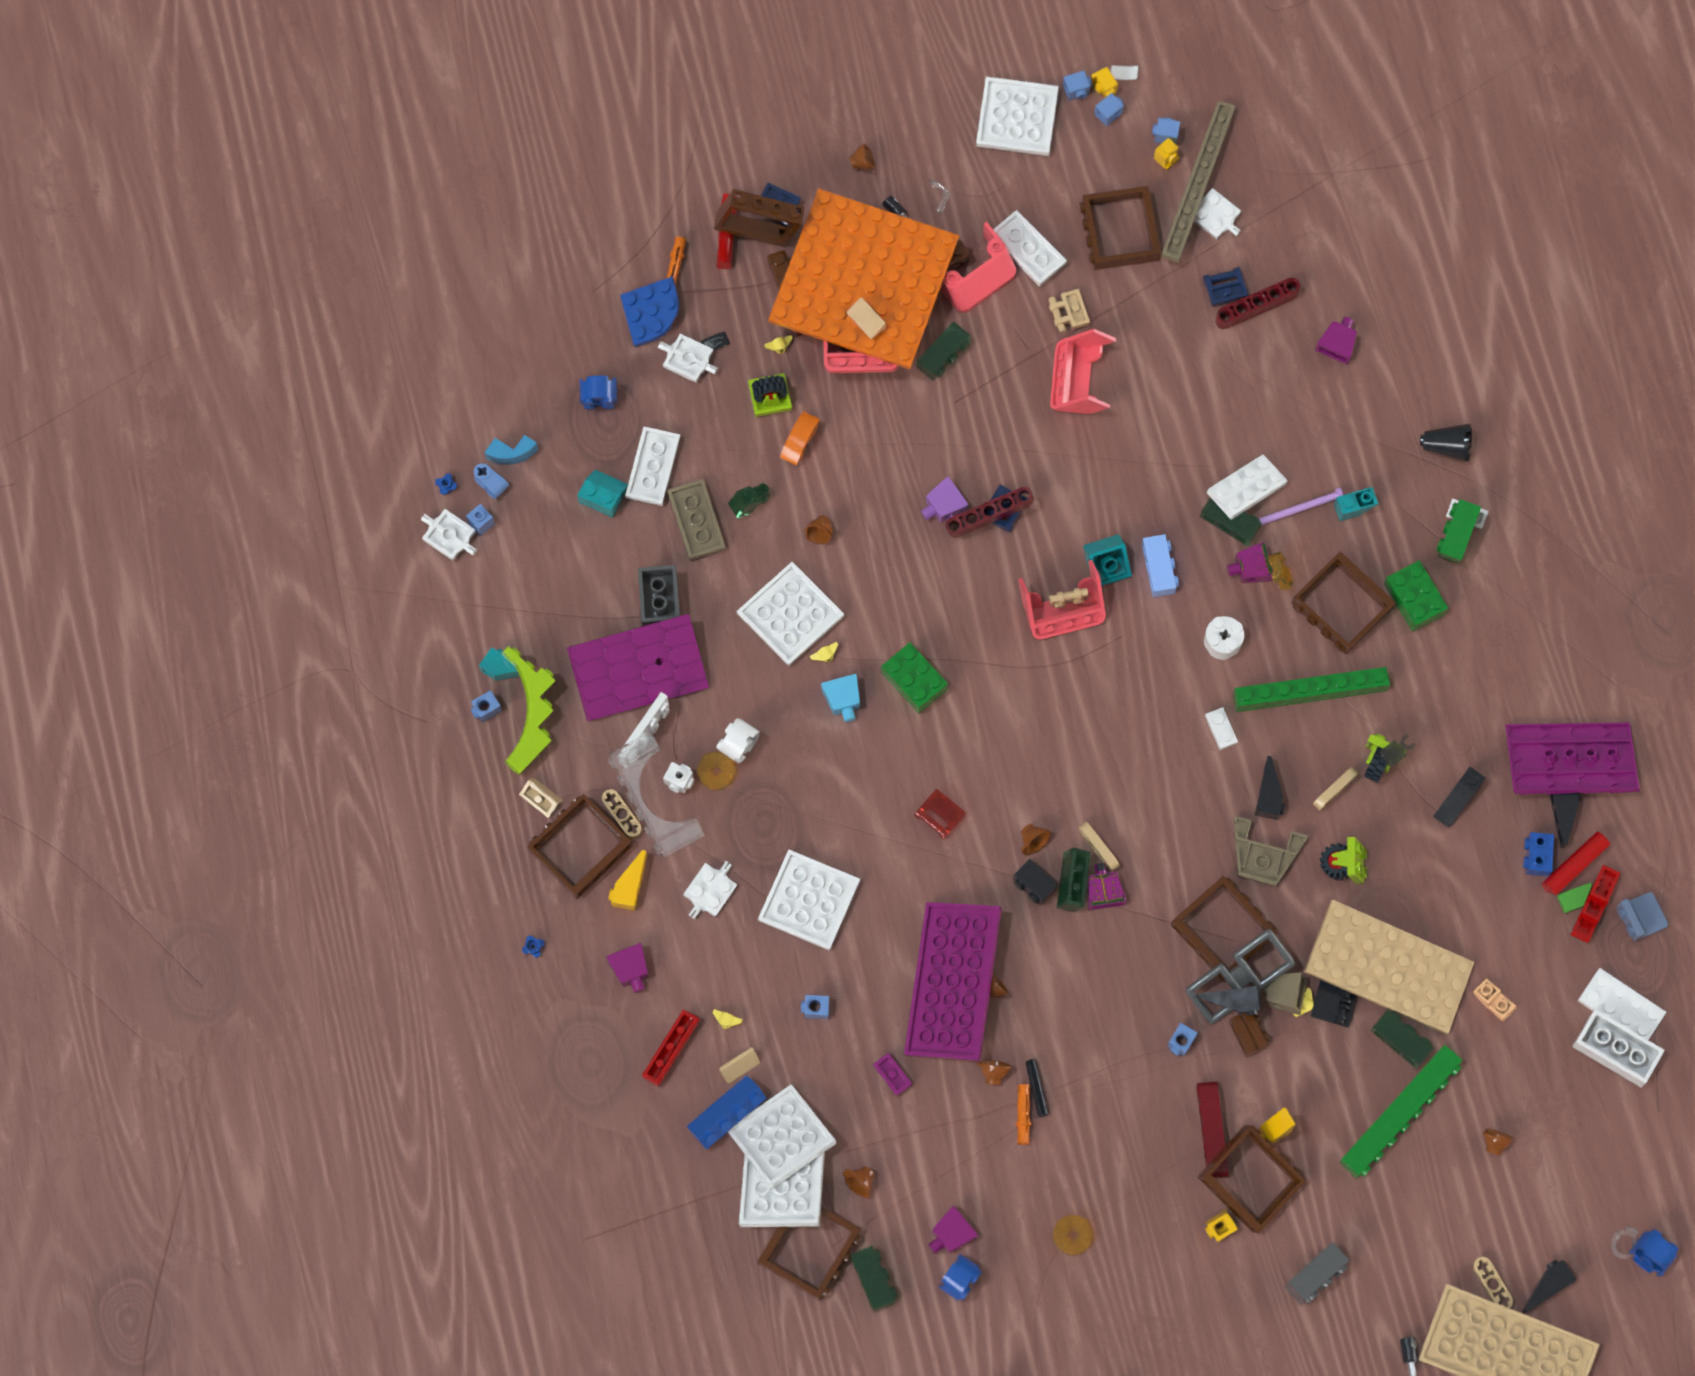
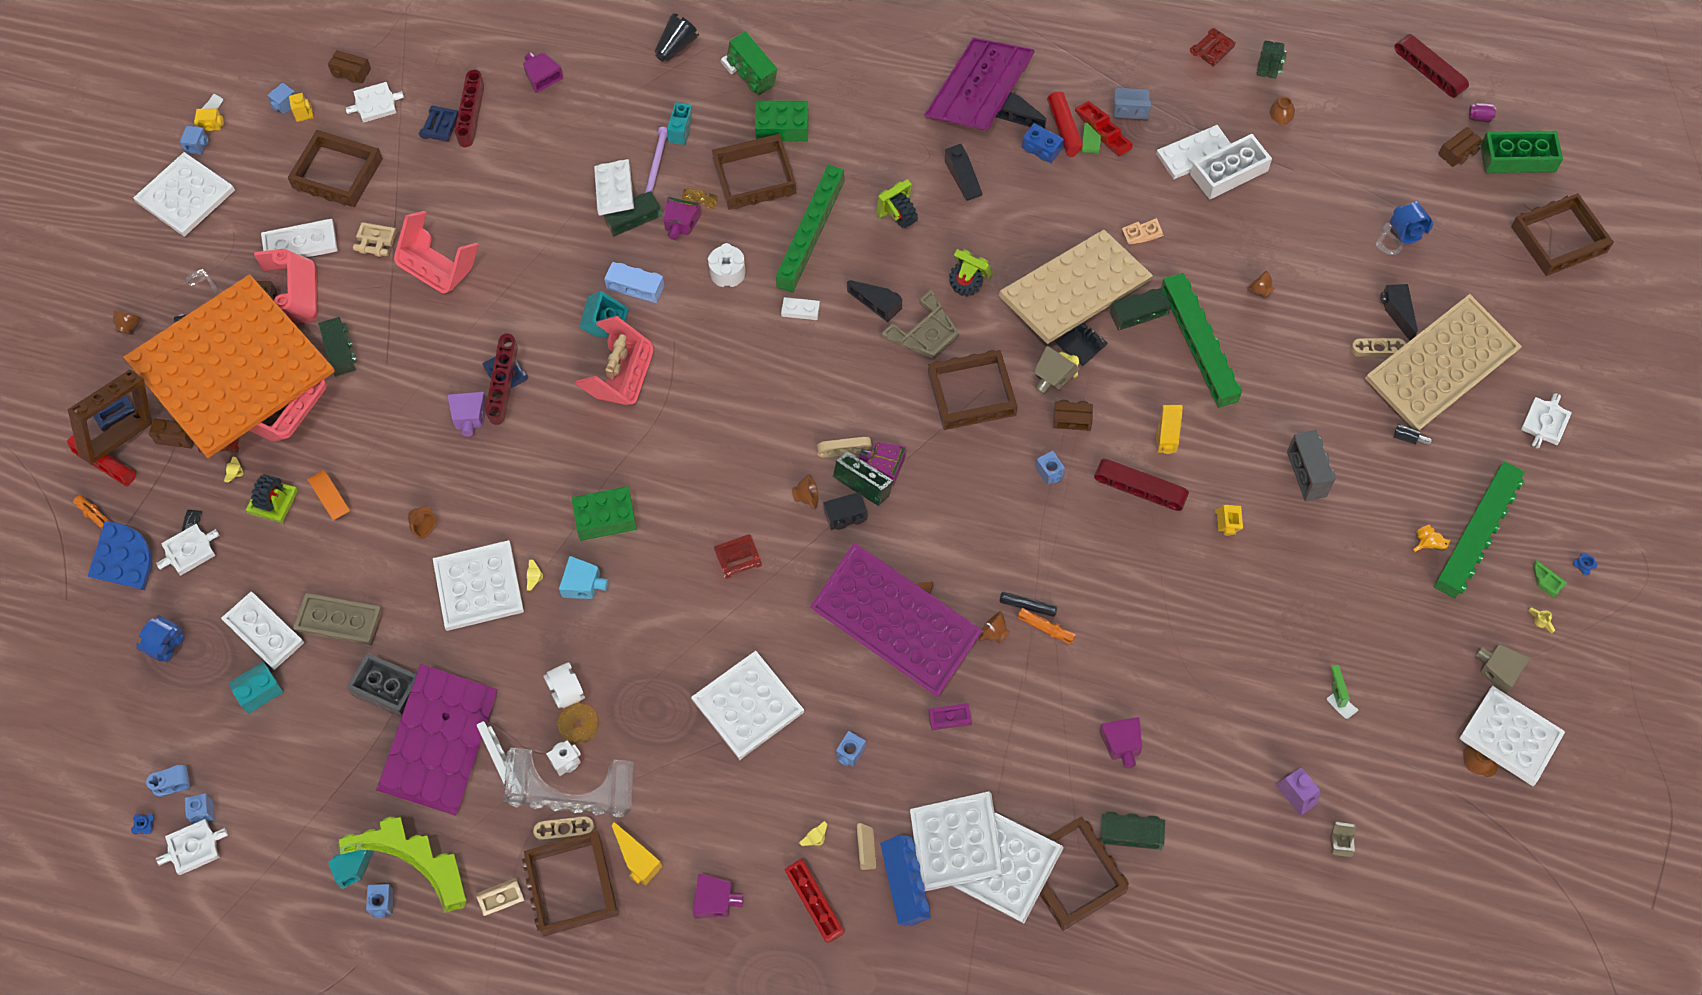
camera: 60 degrees left, 10 degrees down
(505, 455) = (154, 755): dark azure brick -> none
(527, 949) = (639, 974): blue plate -> none
(710, 890) = (685, 787): white plate -> none
(748, 498) = (351, 564): clear green brick -> none
(859, 1181) = (1034, 795): dark orange piece -> none
(866, 318) = (265, 375): tan slope -> none
(959, 1277) = (1171, 752): blue brick -> none
(1081, 1242) = (1180, 632): clear yellow plate -> none
(1109, 109) = (232, 128): medium blue brick -> none
(1198, 181) = (341, 96): dark tan plate -> none
(1230, 1202) = (1229, 461): reddish brown window -> none
(1237, 166) = (349, 67): none -> reddish brown brick
(1240, 974) = (1023, 393): dark grey bar -> none
(1240, 999) = (1045, 399): black slope -> none
(1338, 786) = (903, 252): tan beam -> none
(1395, 752) = (904, 185): clear smoke plate -> none

